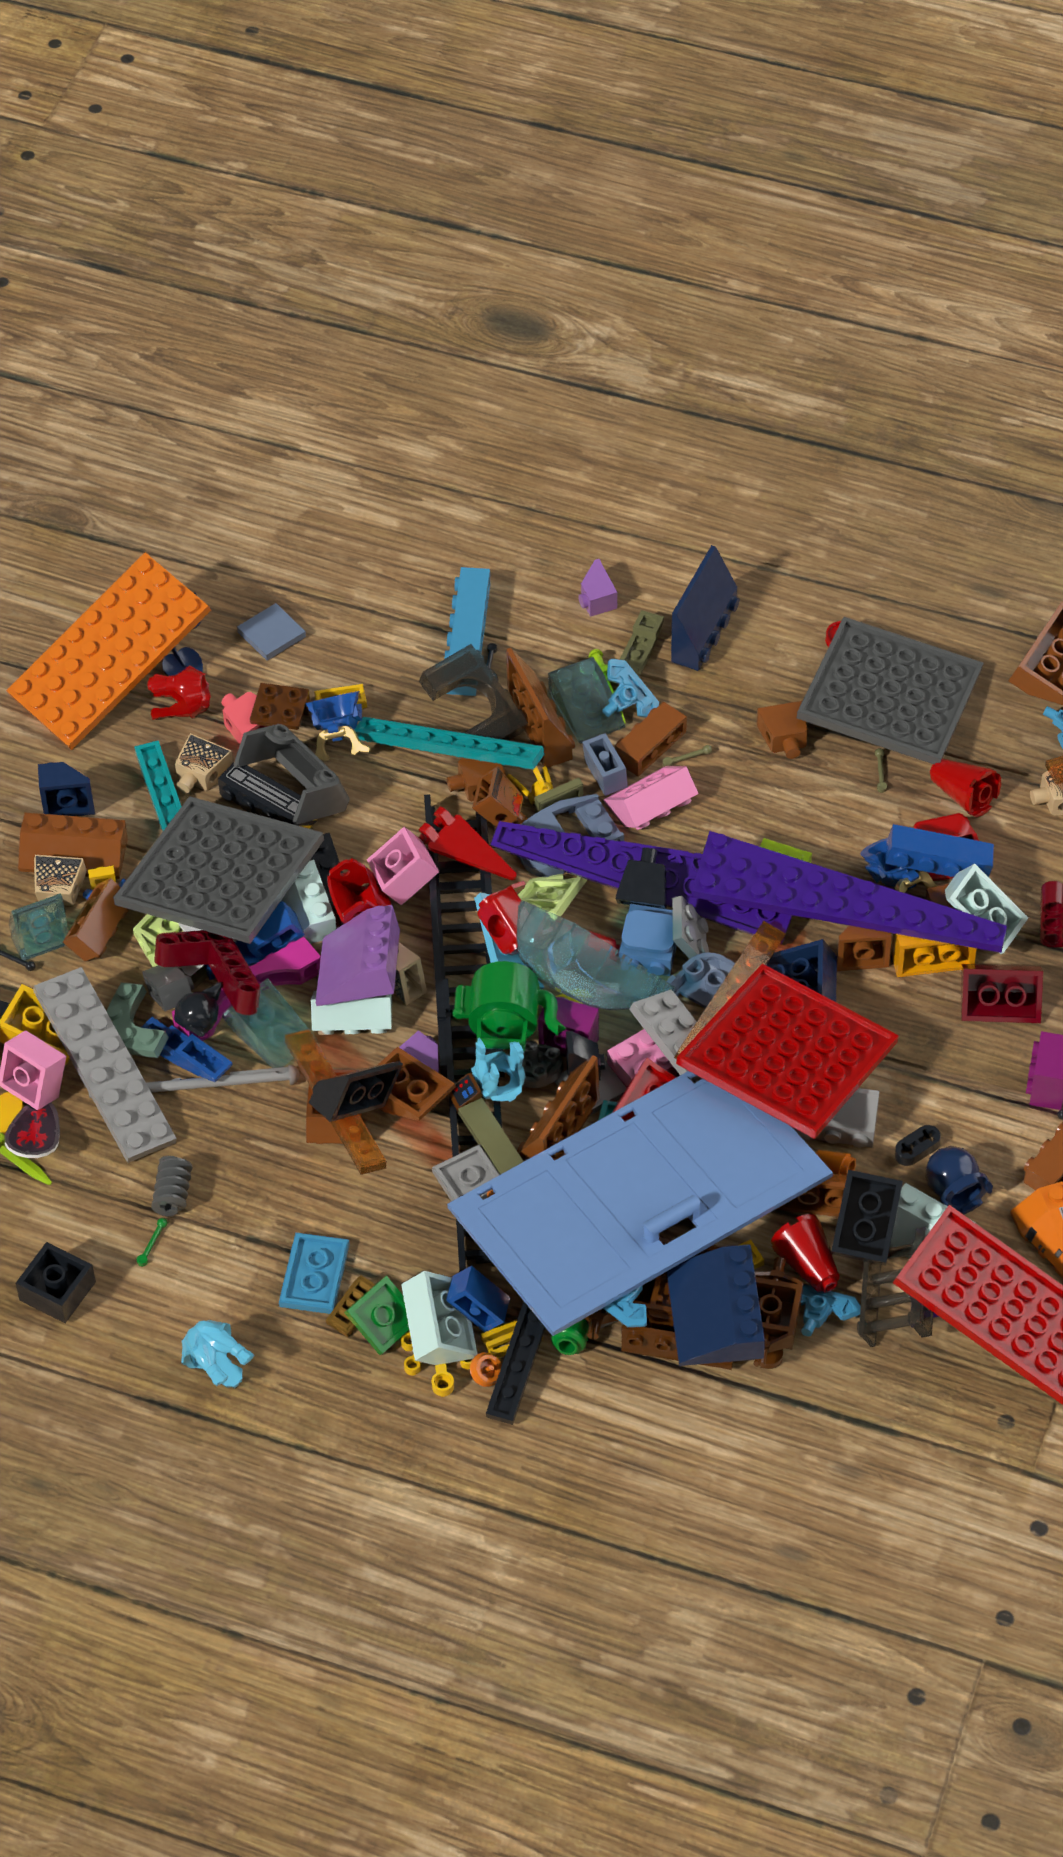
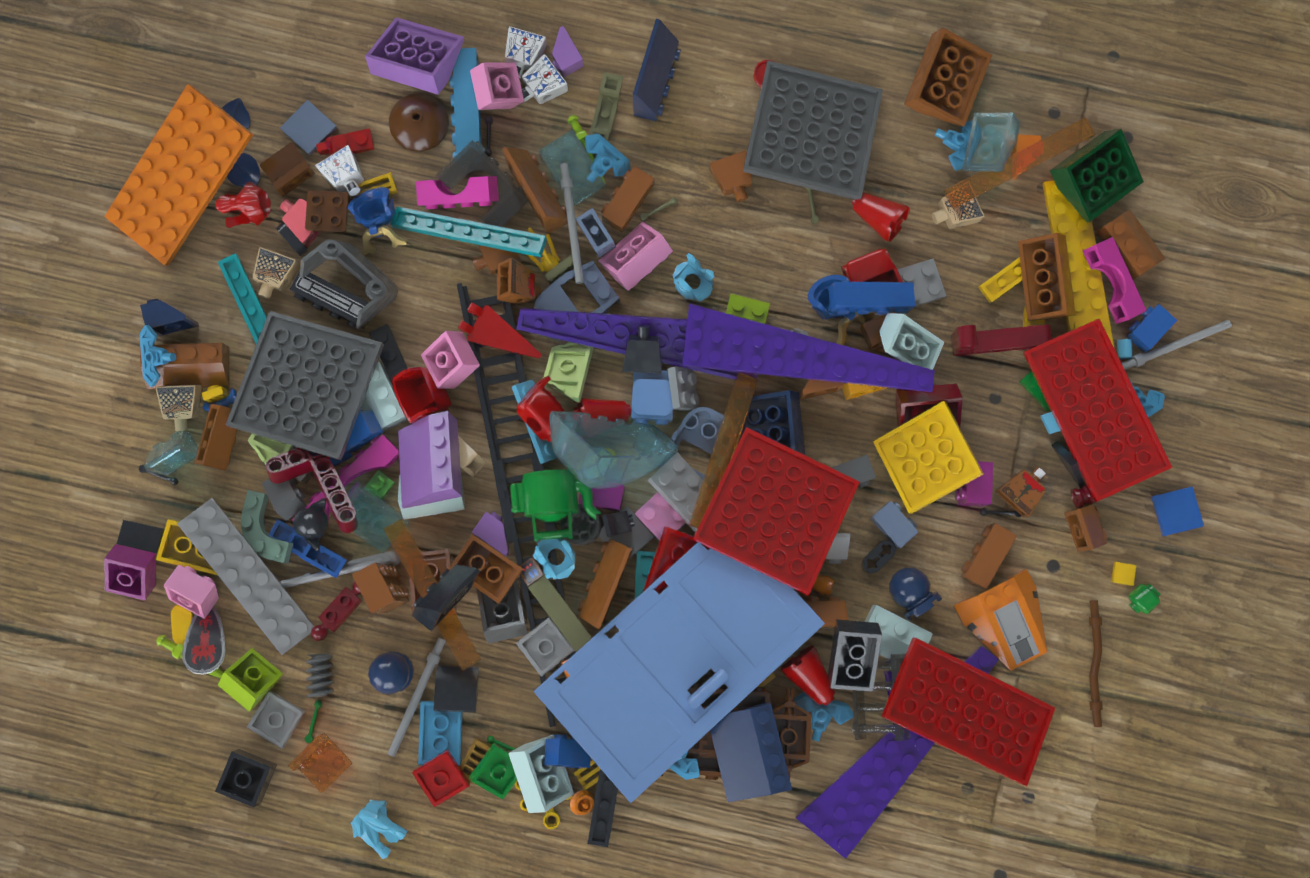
camera: 10 degrees left, 30 degrees up
(40, 817) = (152, 355): none -> dark azure piece
(80, 1181) = (249, 679): none -> lime slope
(104, 1233) = (276, 719): none -> light grey tile
(152, 1279) = (321, 762): none -> clear orange bracket
(211, 1121) = (337, 612): none -> dark red plate
(227, 733) = (290, 237): none -> black beam
(238, 667) = (287, 169): none -> reddish brown bracket
(264, 1190) = (391, 672): none -> dark blue tile
(275, 1080) = (381, 587): none -> dark orange brick
(292, 994) = (380, 484): none -> bright green tile
(303, 671) = (342, 171): none -> white torso
(306, 1318) = (441, 778): none -> red tile
(314, 652) = (357, 141): none -> red hinge
(319, 1190) = (433, 658): none -> light grey bar
(344, 1222) = (456, 689): none -> black slope
(406, 641) = (421, 133): none -> reddish brown dish
(414, 570) = (415, 55): none -> medium lavender slope
(418, 1144) = (503, 619): none -> dark grey slope
(470, 699) = (479, 189): none -> dark pink arch
(509, 605) = (496, 86): none -> bright pink brick
(547, 581) = (524, 48): none -> torso
(565, 614) = (543, 82): none -> torso
(577, 709) = (566, 185): none -> light grey bar
(720, 814) = (693, 266): none -> medium azure piece
(864, 1404) = (866, 788): none -> dark purple wing
(905, 1054) = (858, 469): none -> dark grey brick
(942, 1108) = (894, 524): none -> sand blue brick
(991, 1030) = (928, 457): none -> yellow plate
(1013, 865) = (926, 281): none -> light grey plate

